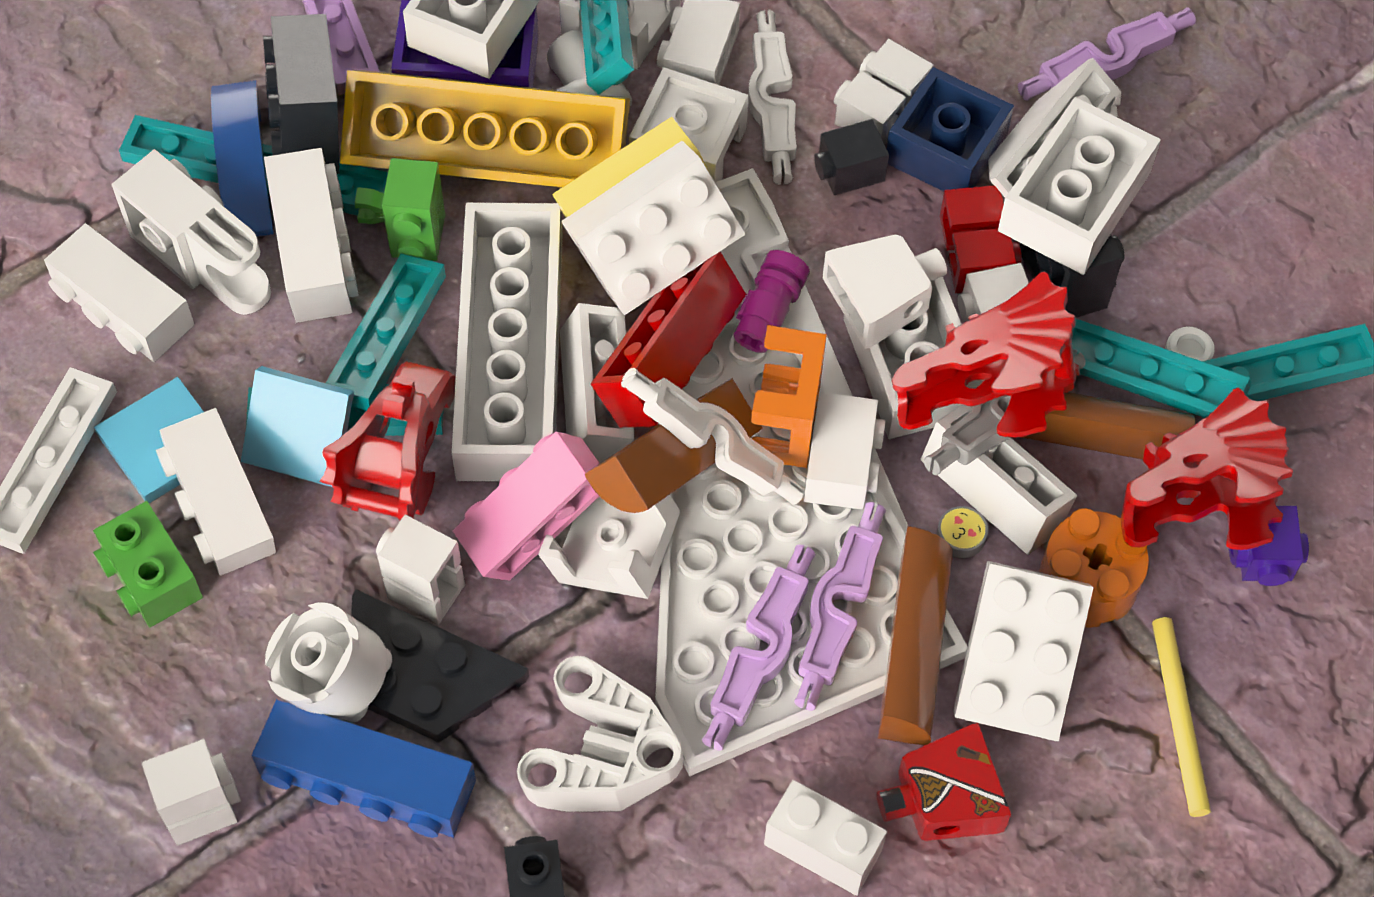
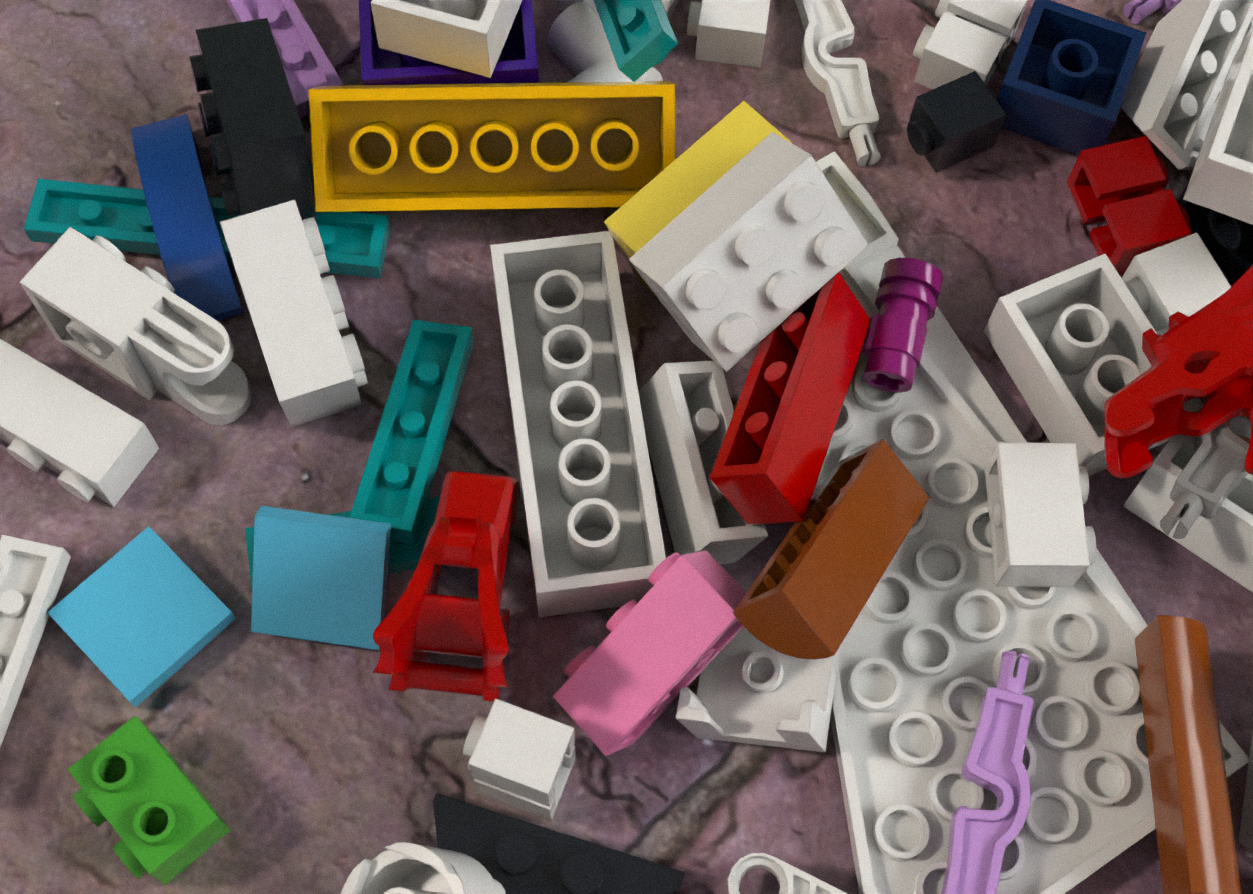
camera: 10 degrees left, 5 degrees up
(215, 492) = (225, 687): white brick -> none
(409, 207) = (415, 261): bright green brick -> none
(696, 421) = (871, 514): white piece -> none
(702, 109) = (734, 72): white panel -> none
(790, 393) = (985, 462): orange panel -> none
(831, 626) = (1075, 761): lavender piece -> none
(881, 284) = (1048, 288): white torso -> none
(963, 530) = (1196, 592): light yellow tile -> none

